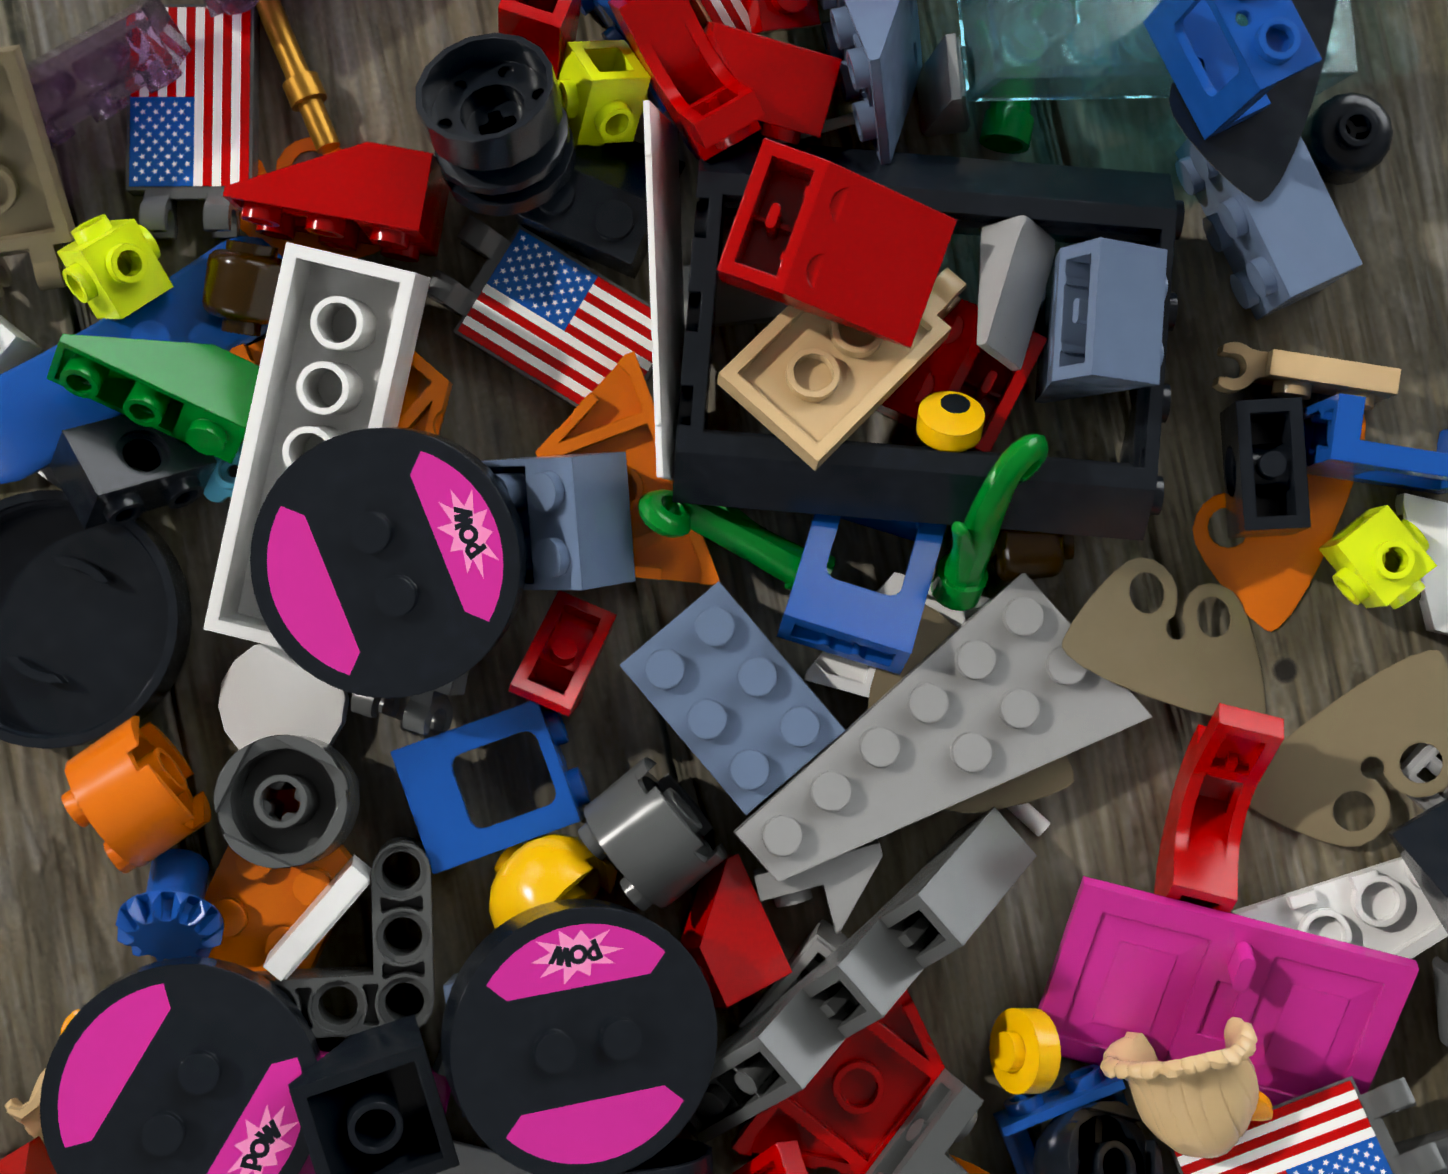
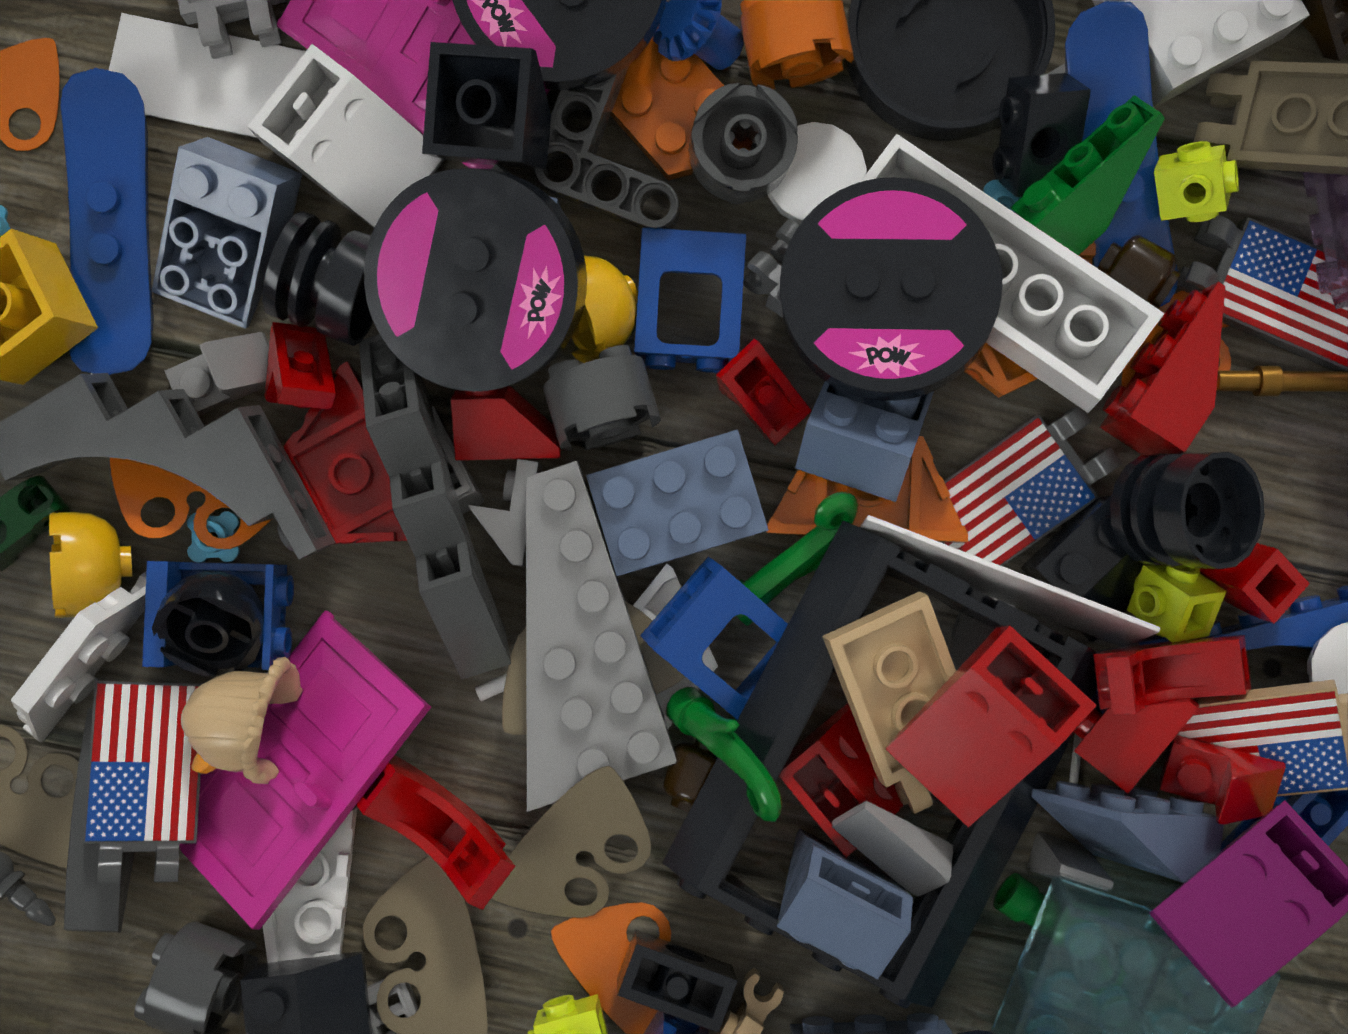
camera: 100 degrees right, 0 degrees up
(318, 918) = (646, 129): white tile -> none
(950, 421) = (815, 755): yellow tile -> none
(1025, 1051) = (322, 607): yellow wheel -> none

